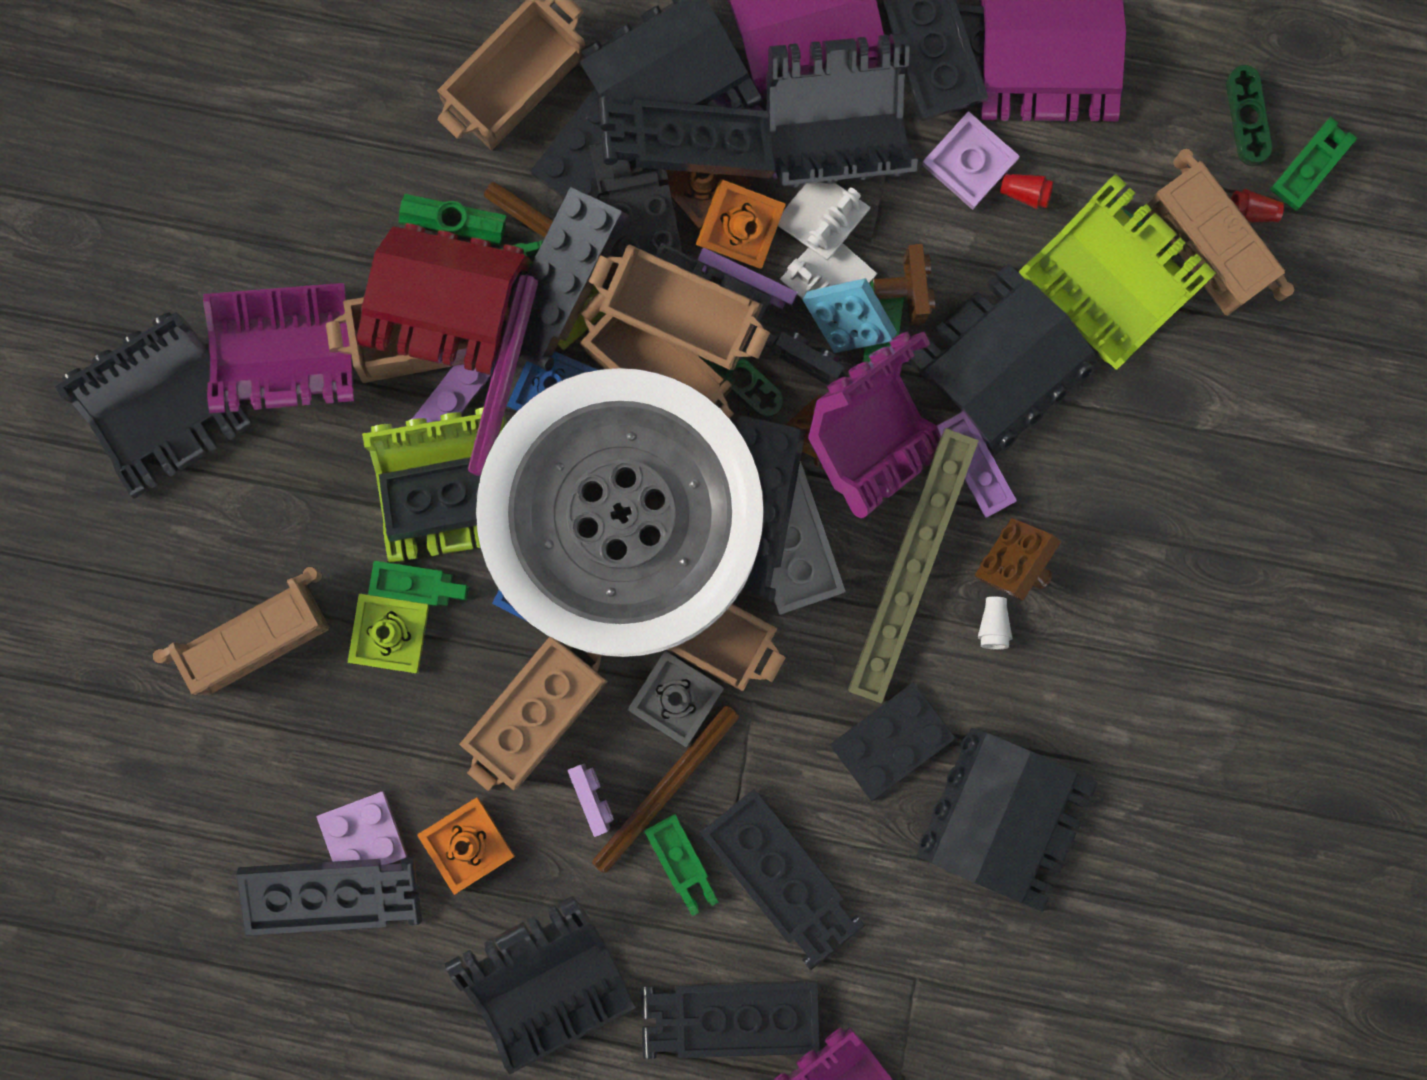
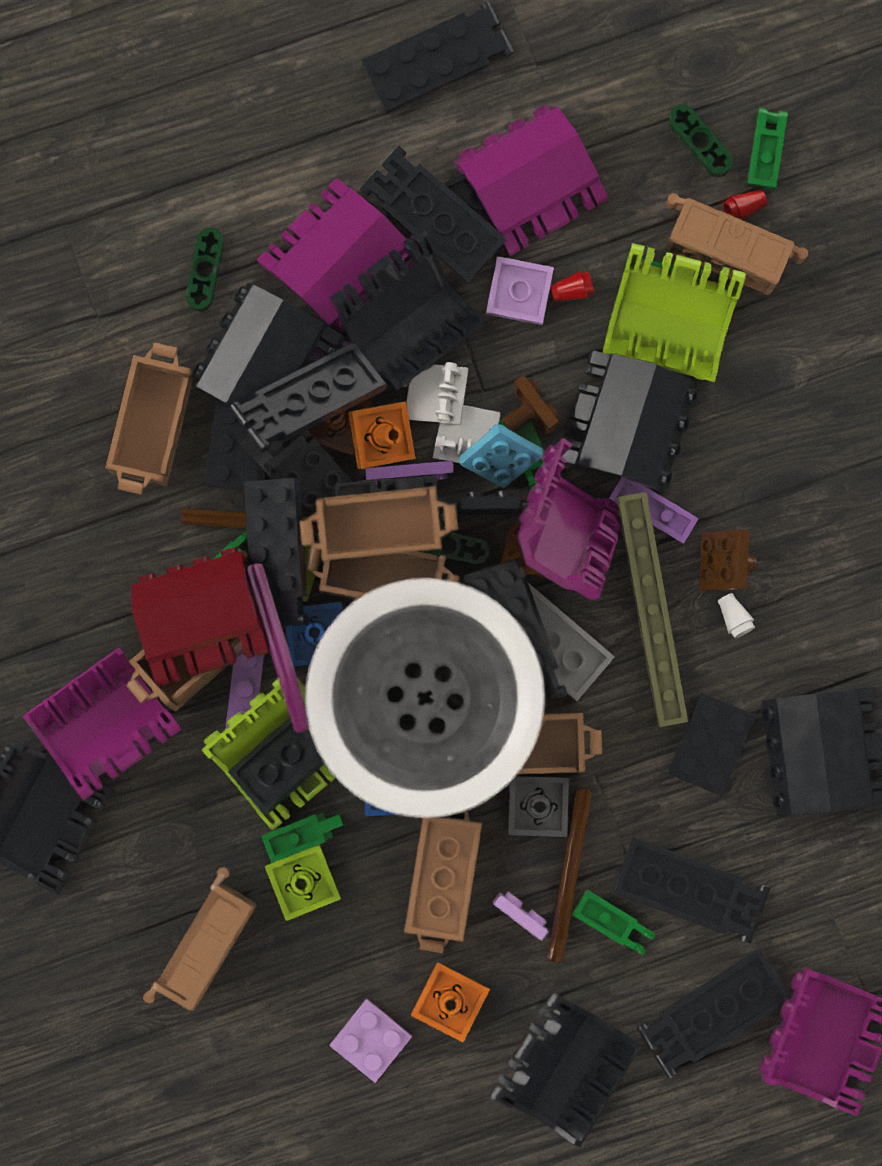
camera: 30 degrees left, 0 degrees up
(327, 896) = (373, 1097): black hinge -> none
(431, 215) = (151, 559): green piece -> none

